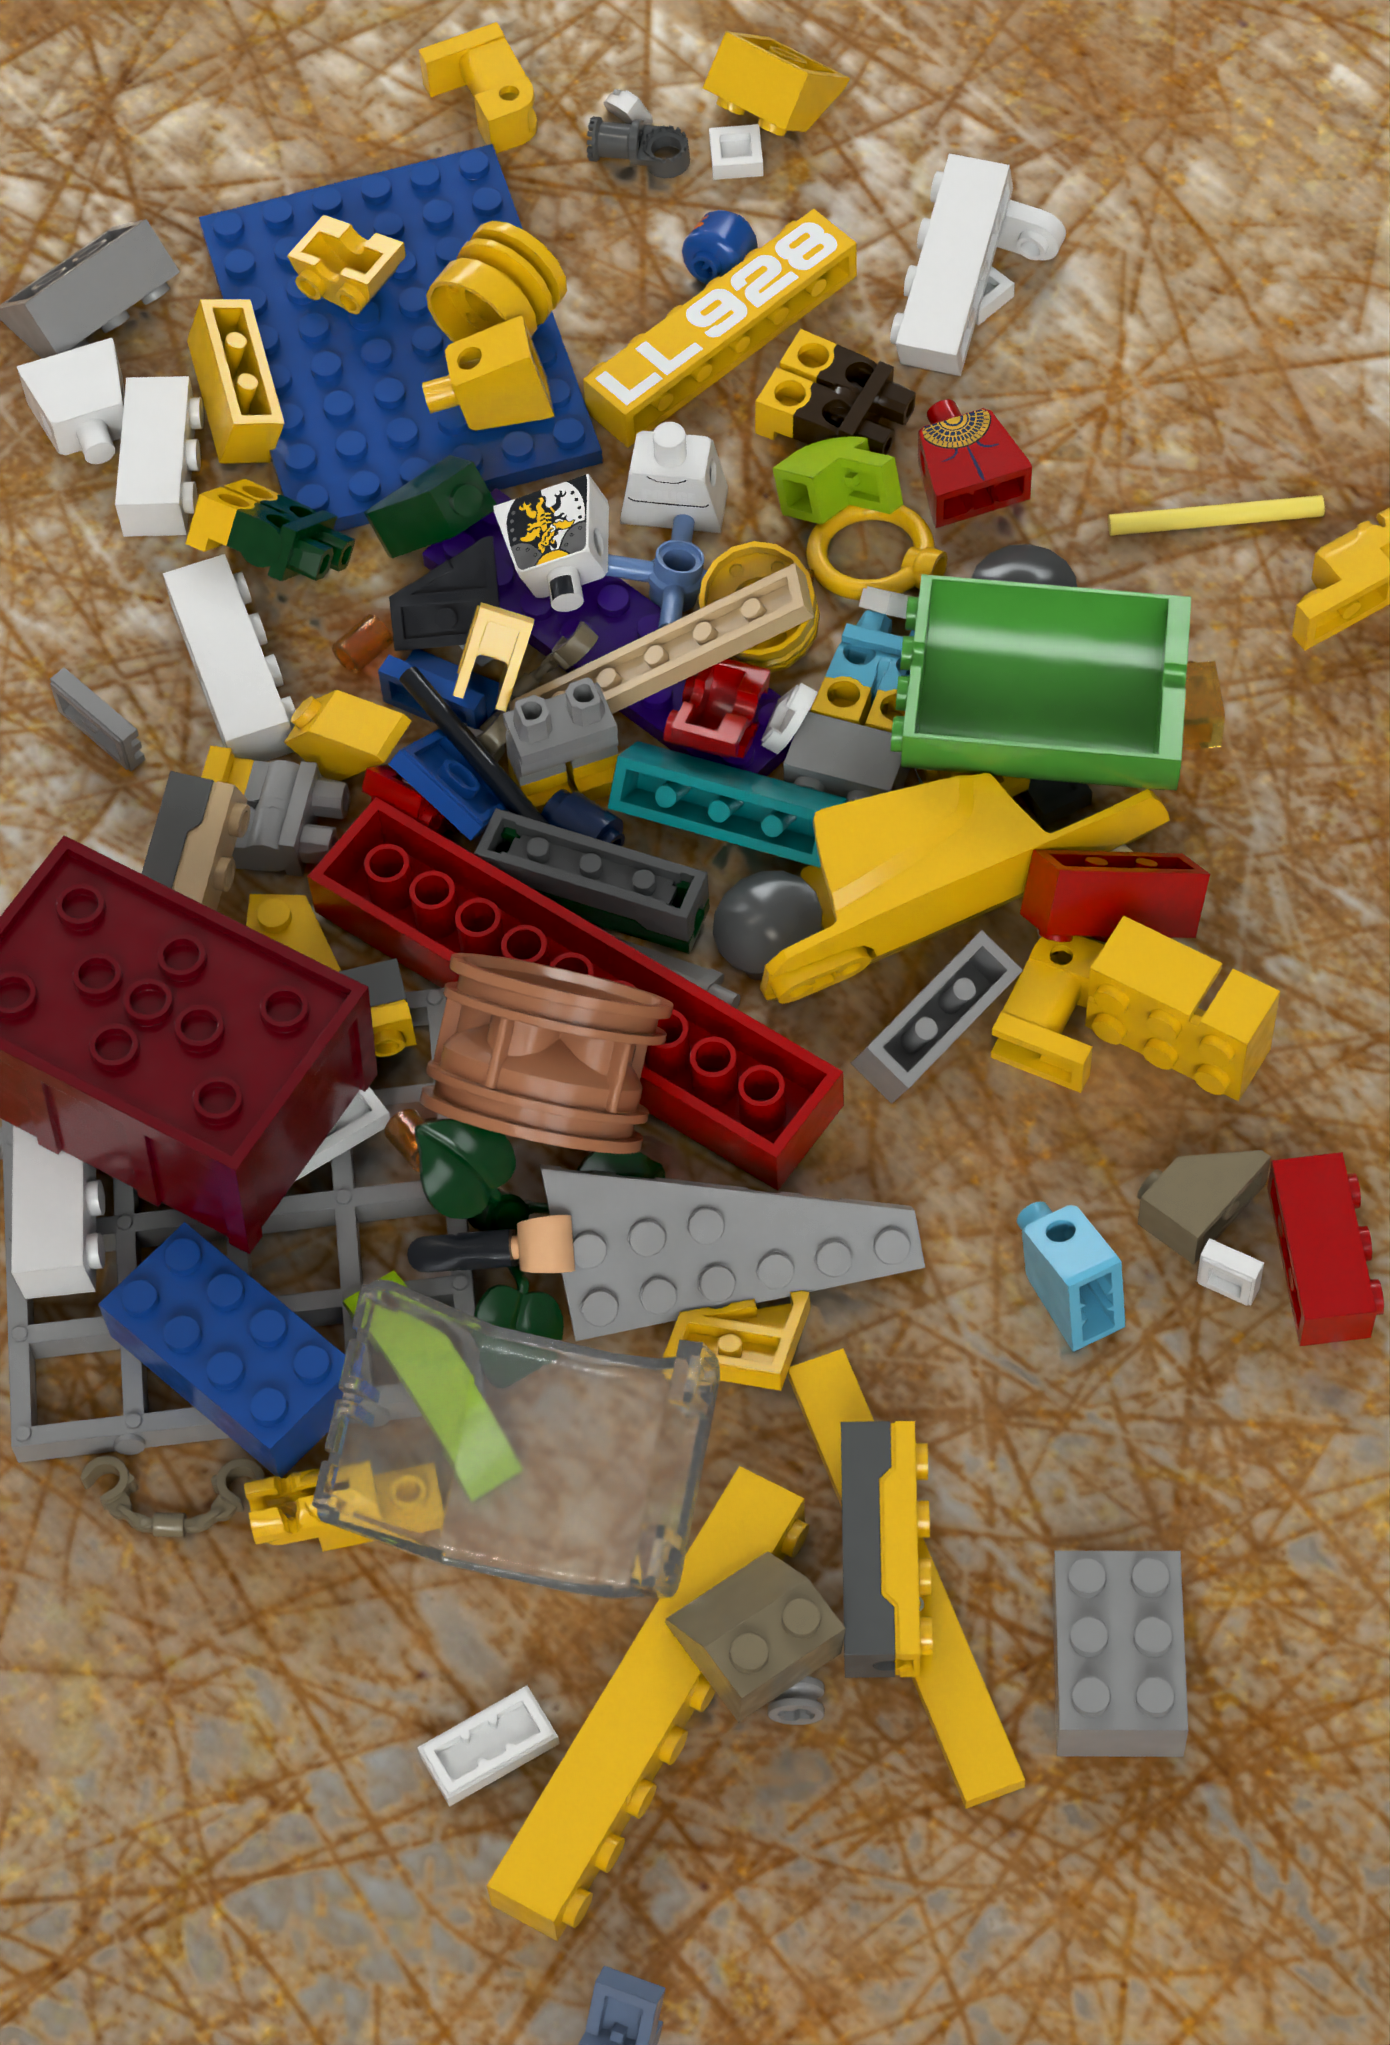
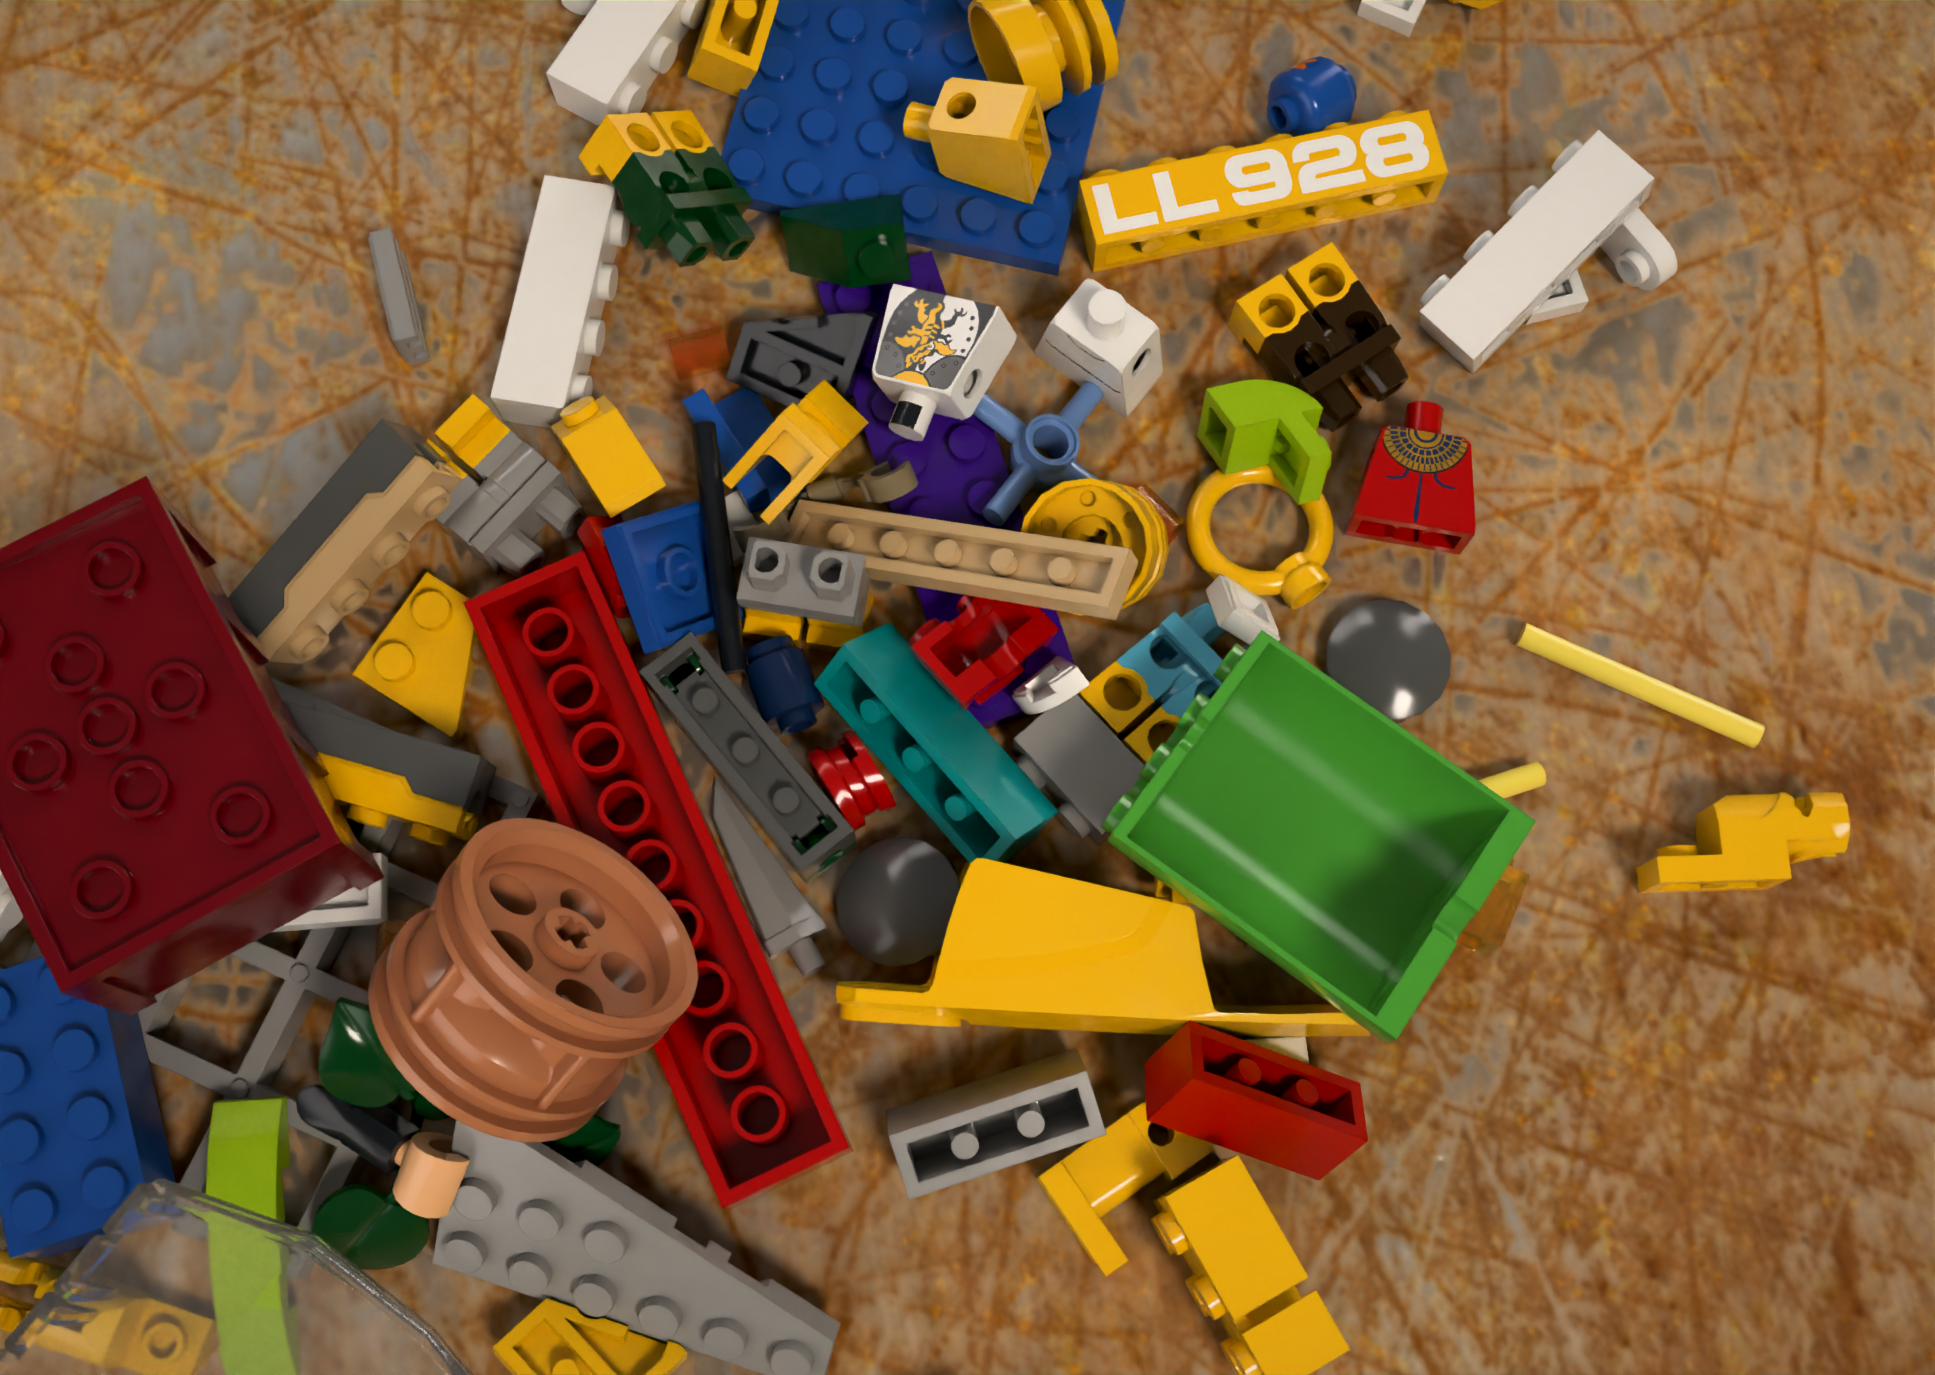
camera: 25 degrees right, 15 degrees up
(683, 844) = (851, 779): none -> red wheel

